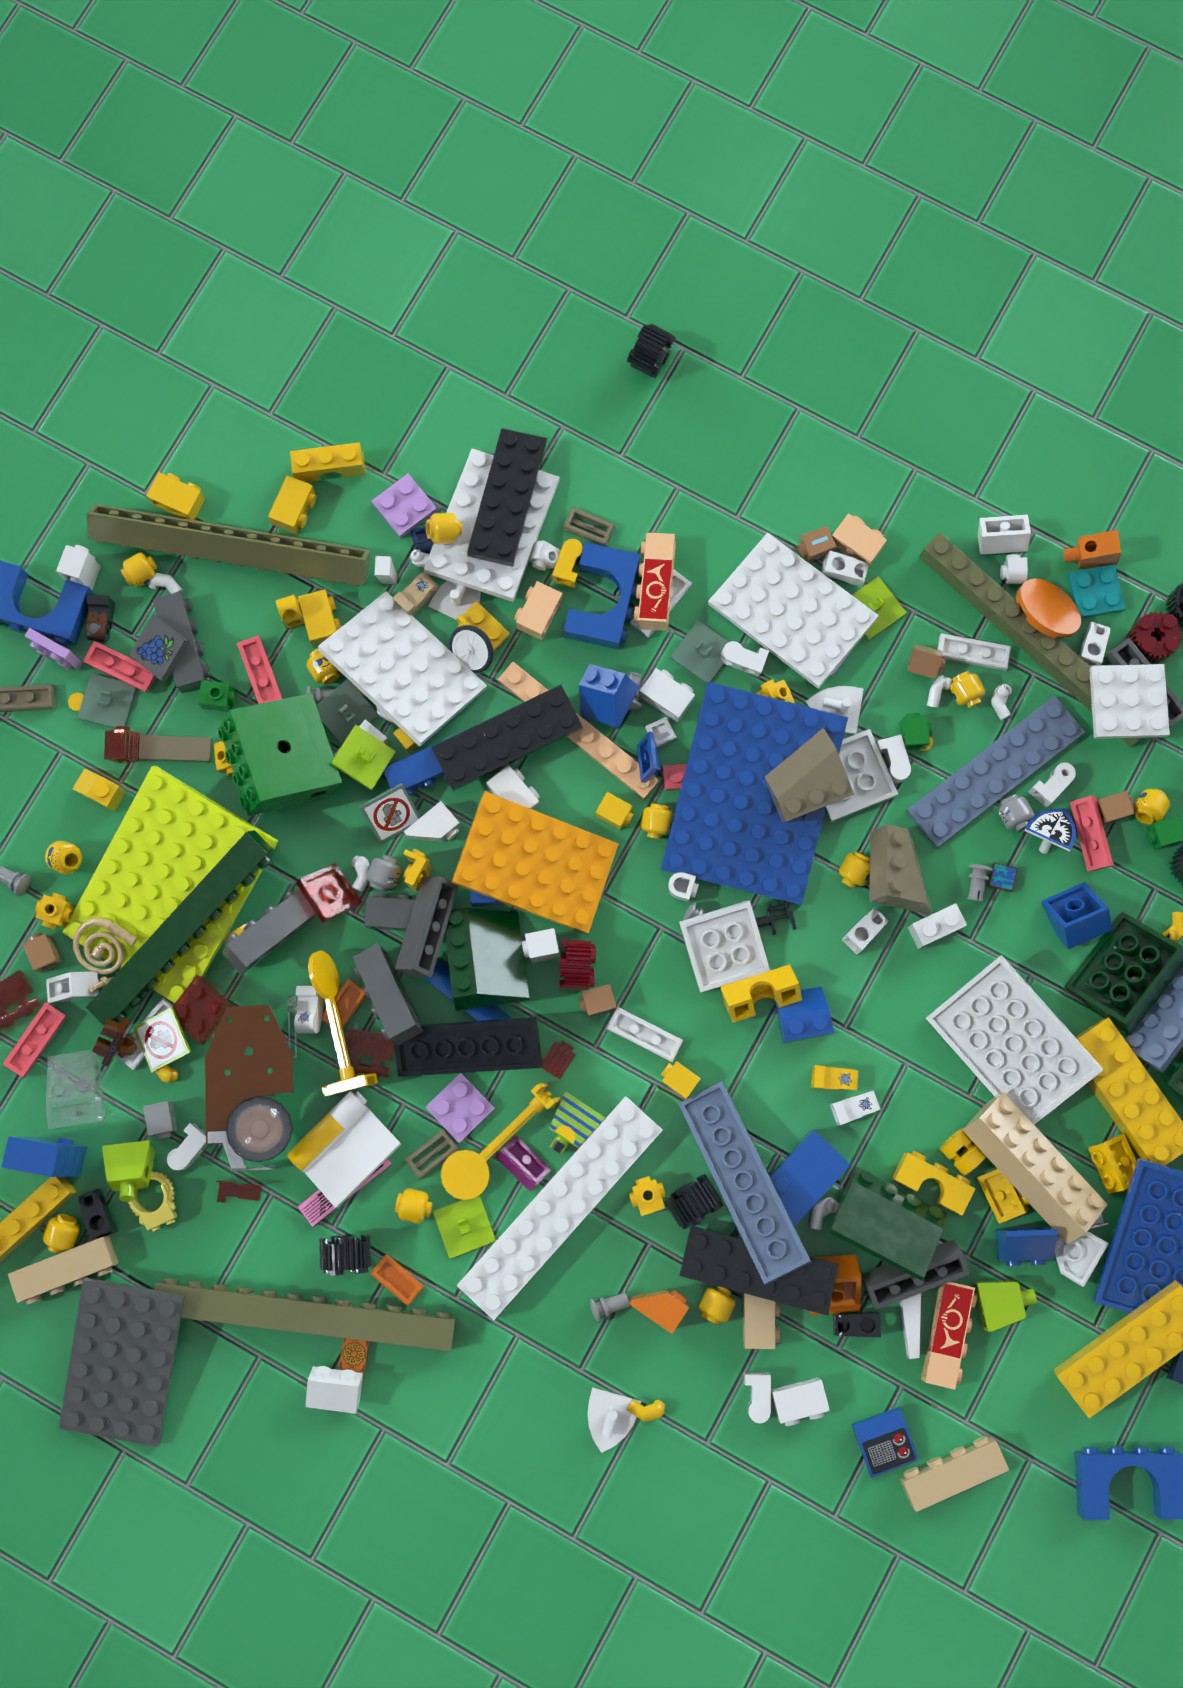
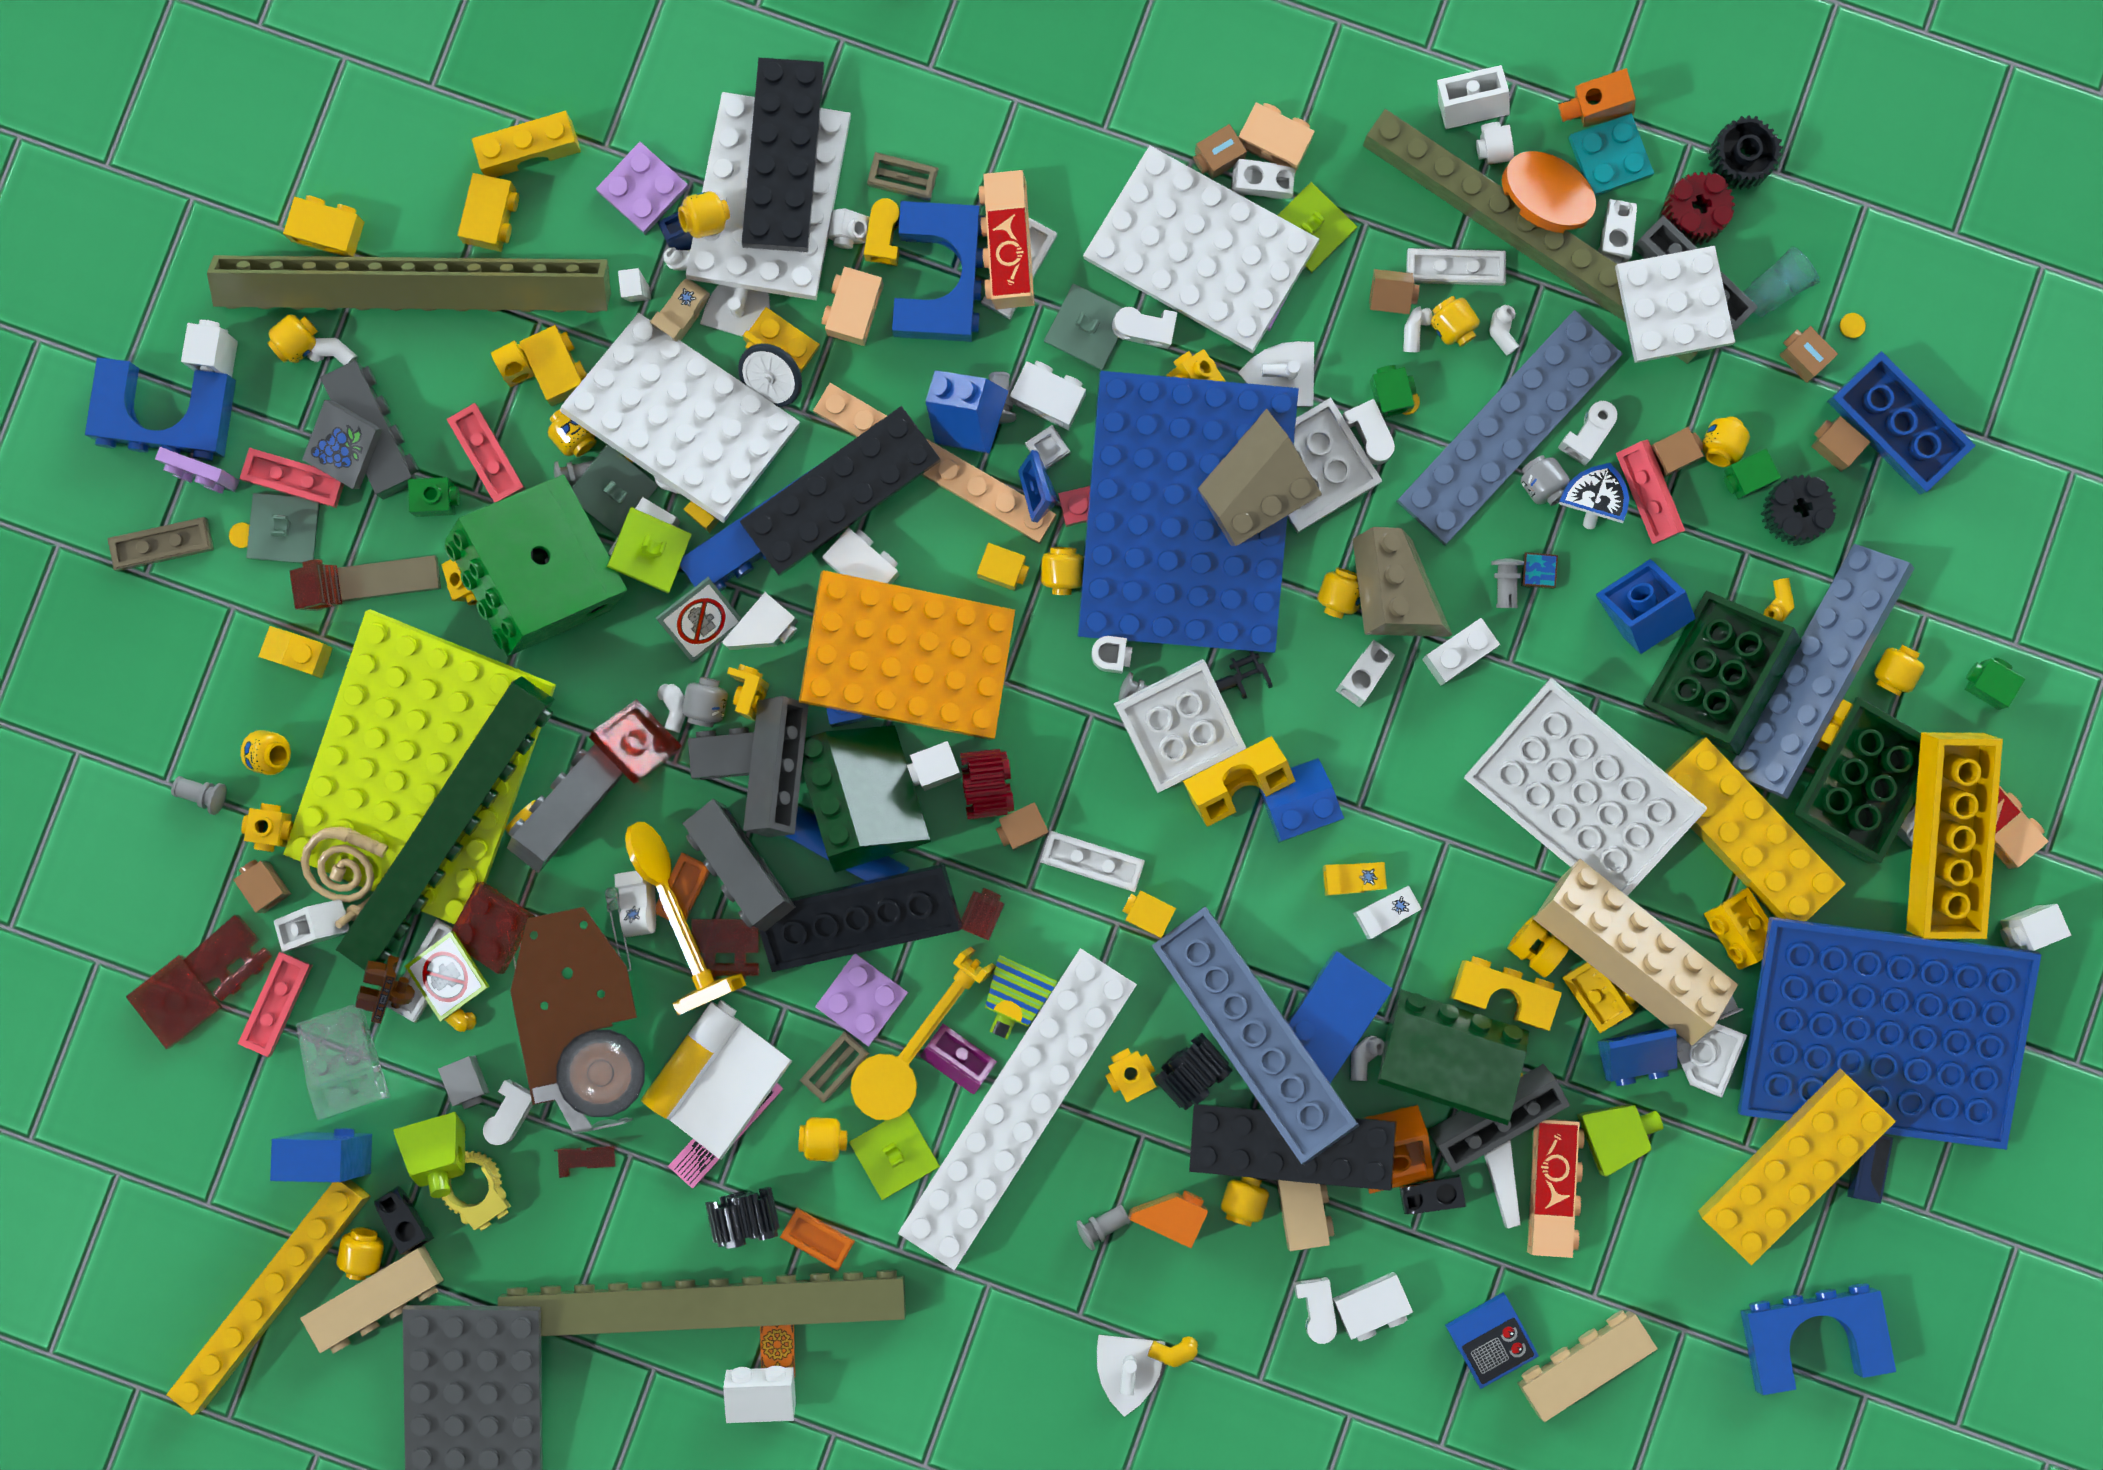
camera: 10 degrees left, 5 degrees up
(99, 617) = (250, 414): black leg -> none

